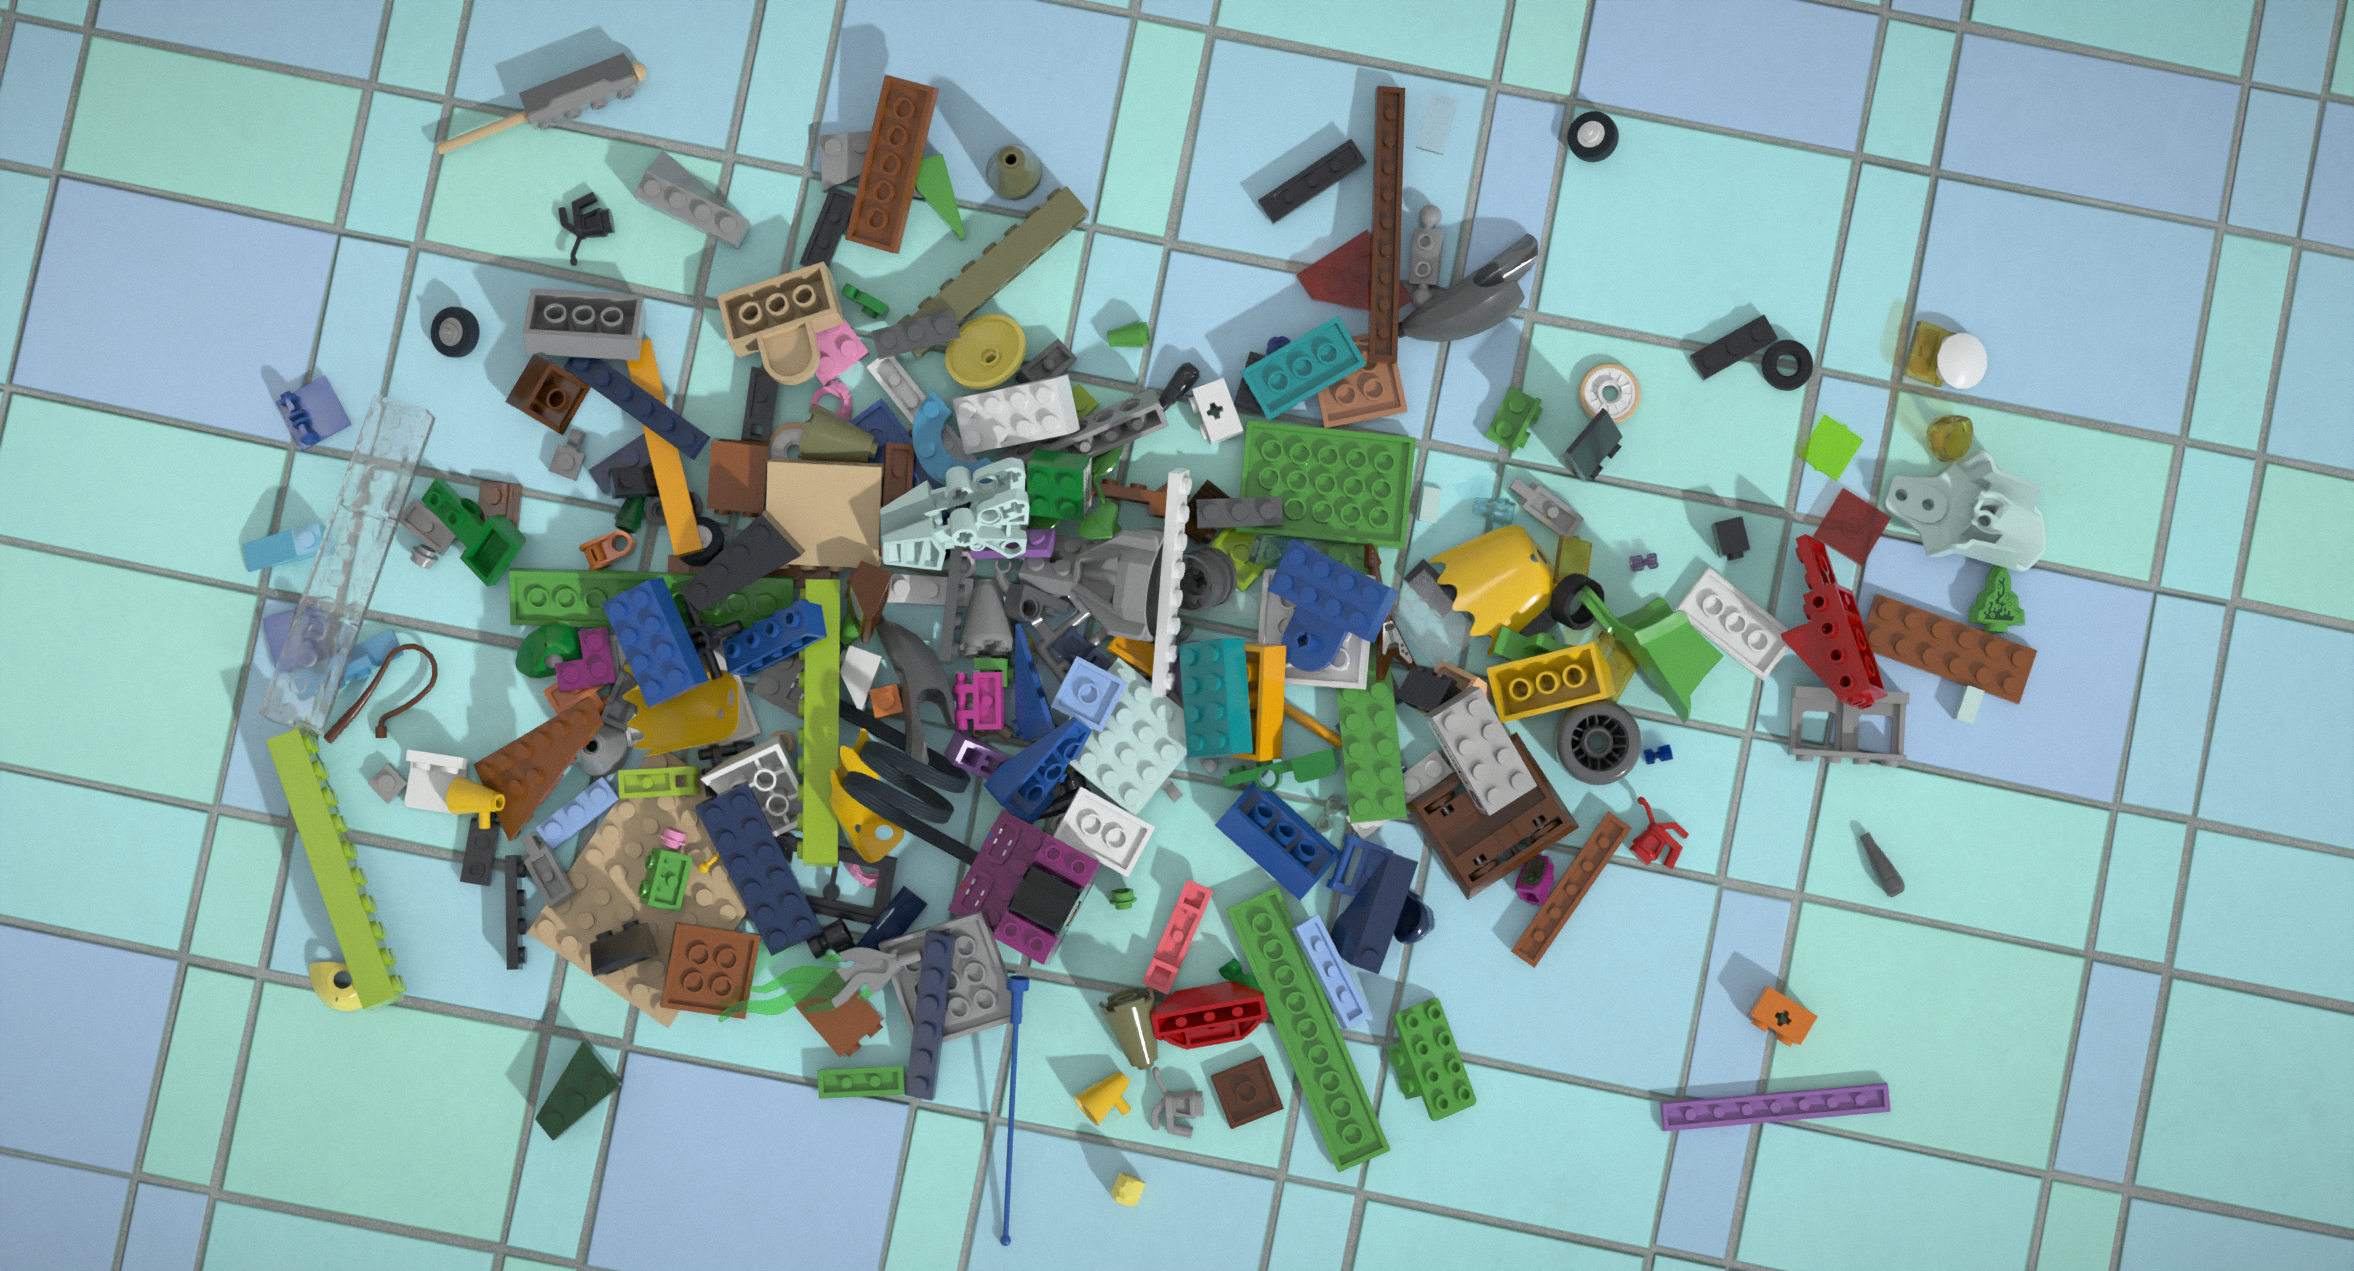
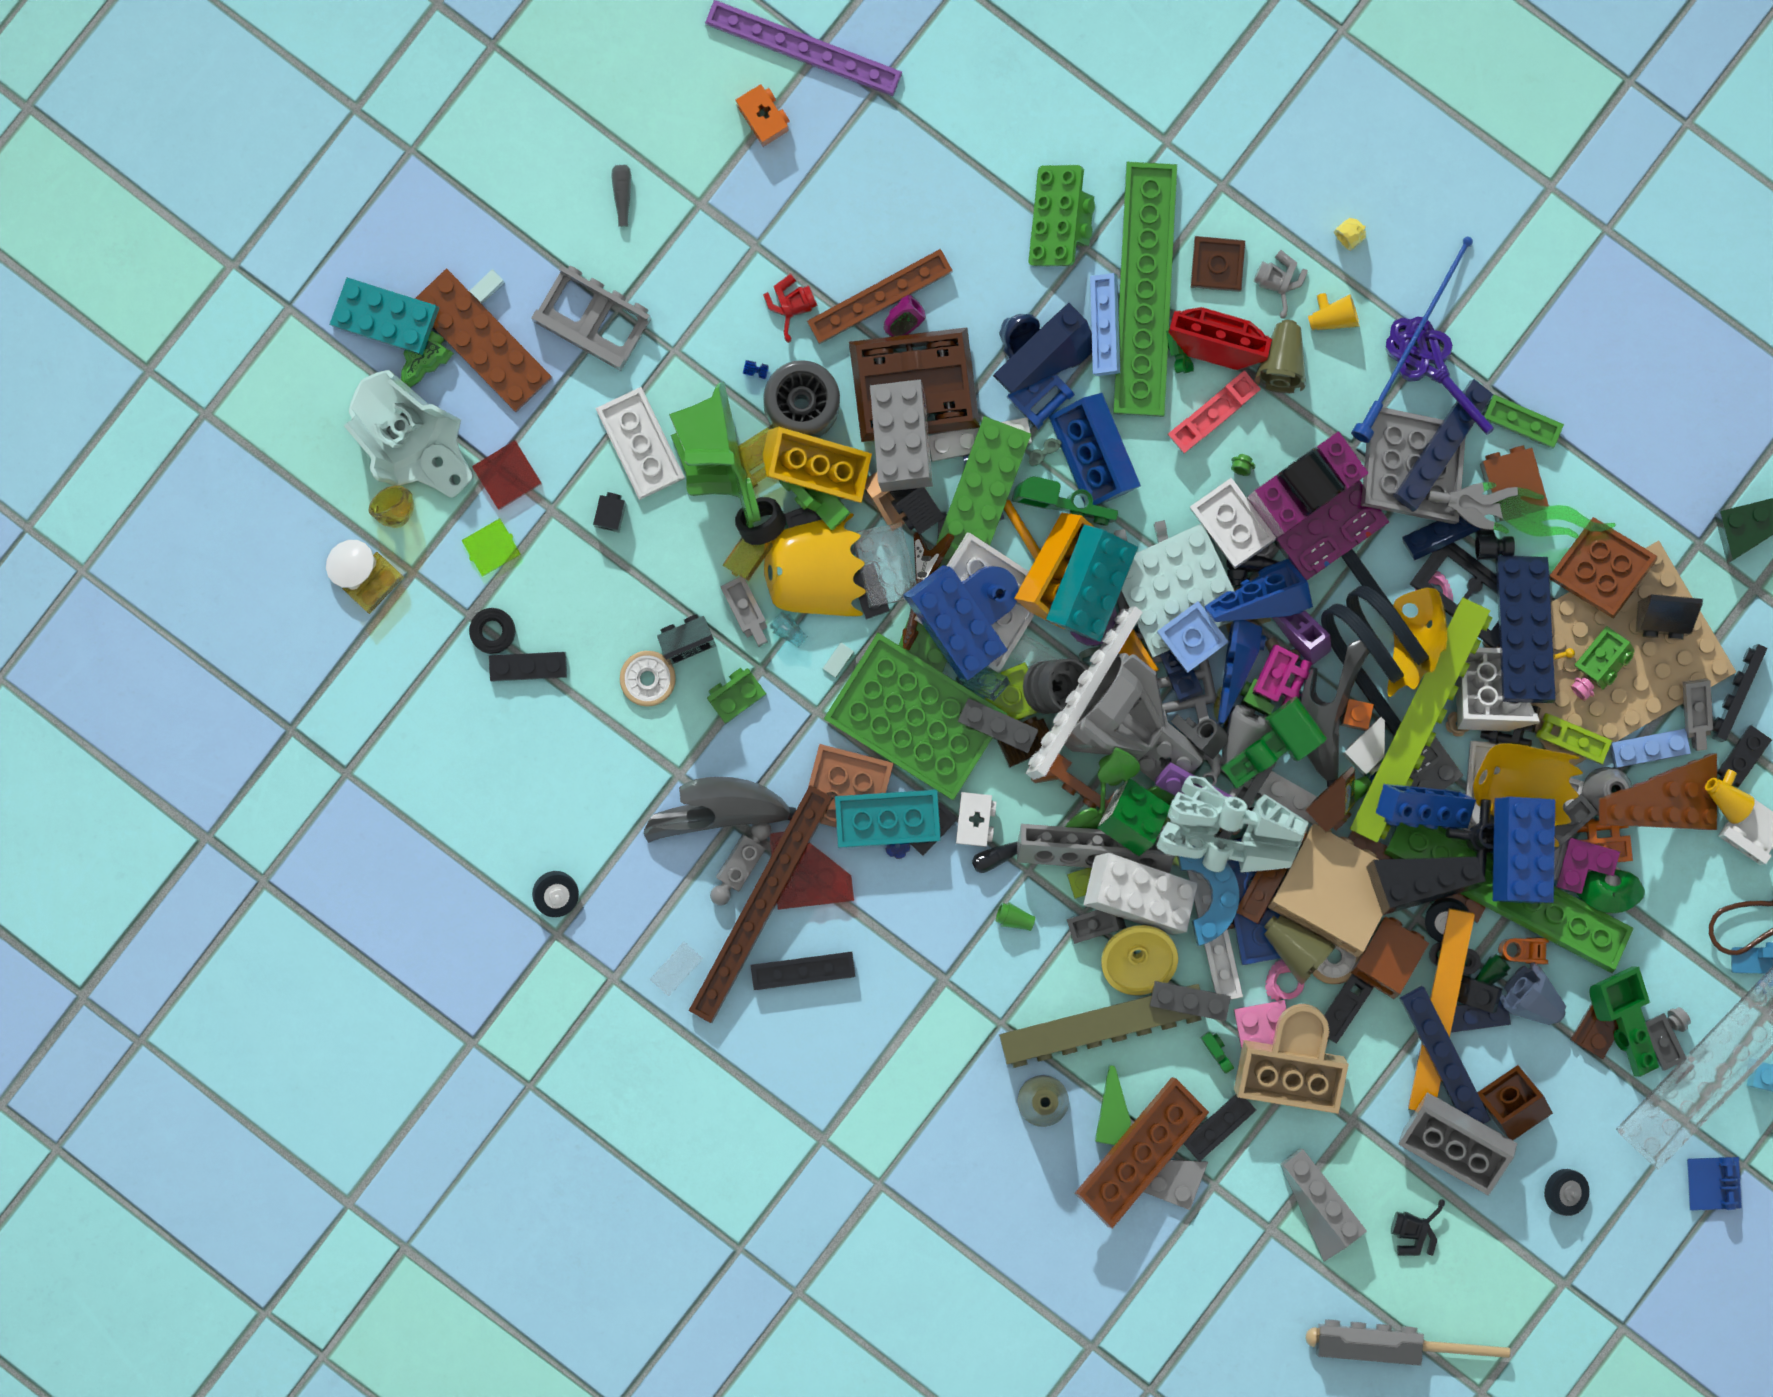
camera: 155 degrees left, 0 degrees up
(568, 459) = (1522, 1042): flat silver plate -> none
(578, 506) = (1533, 996): none -> sand blue cone
(945, 646) = (1291, 732): none -> green plate
(989, 1085) = (1436, 356): none -> dark purple piece
(1638, 563) = (694, 530): piece -> none
(1836, 638) = (578, 386): red wedge -> none
(2056, 623) = (384, 316): none -> teal plate

